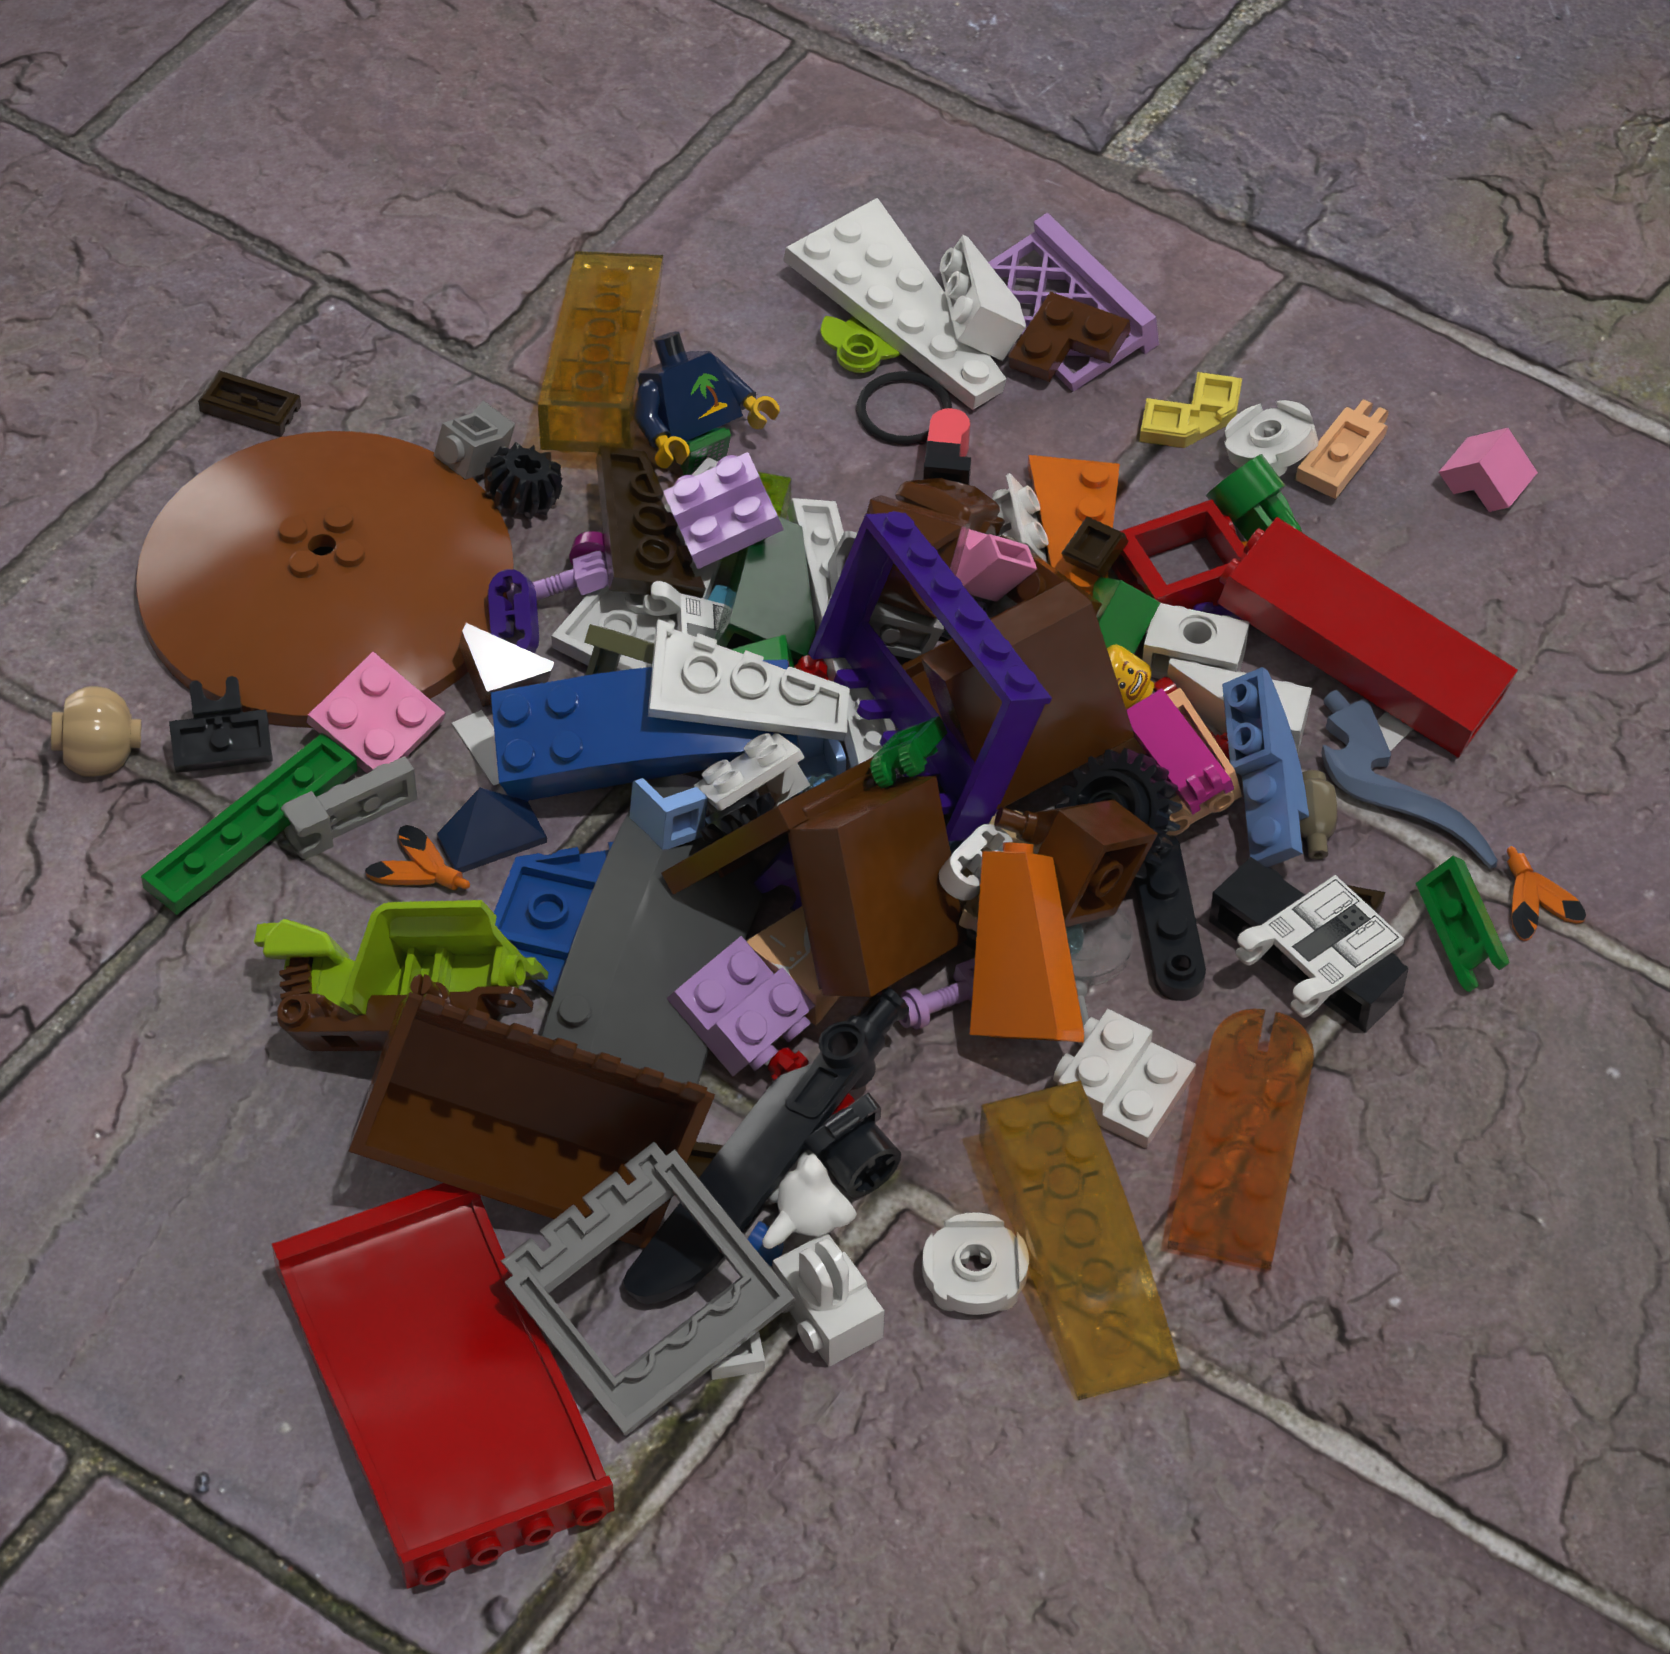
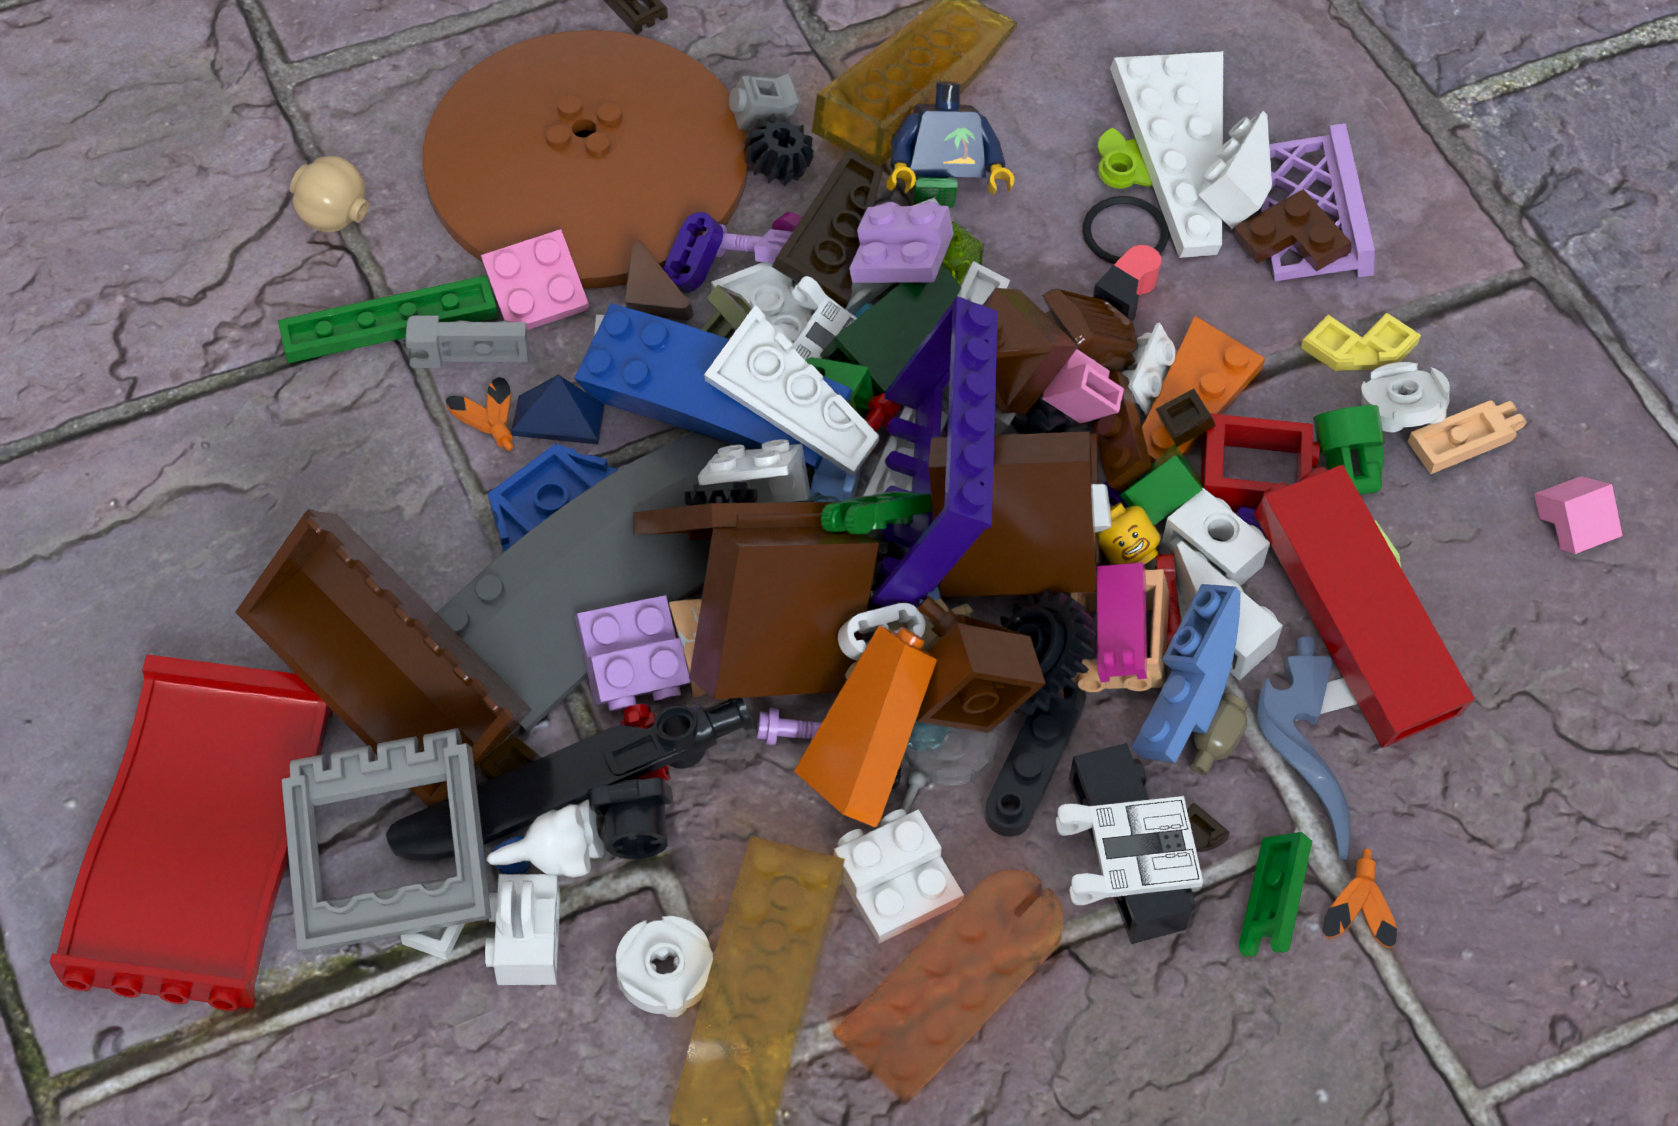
camera: 30 degrees right, 5 degrees up
(219, 732) = (417, 237): black plate -> none
(406, 948) = (386, 495): lime piece -> none
(668, 819) = (673, 471): light blue panel -> none

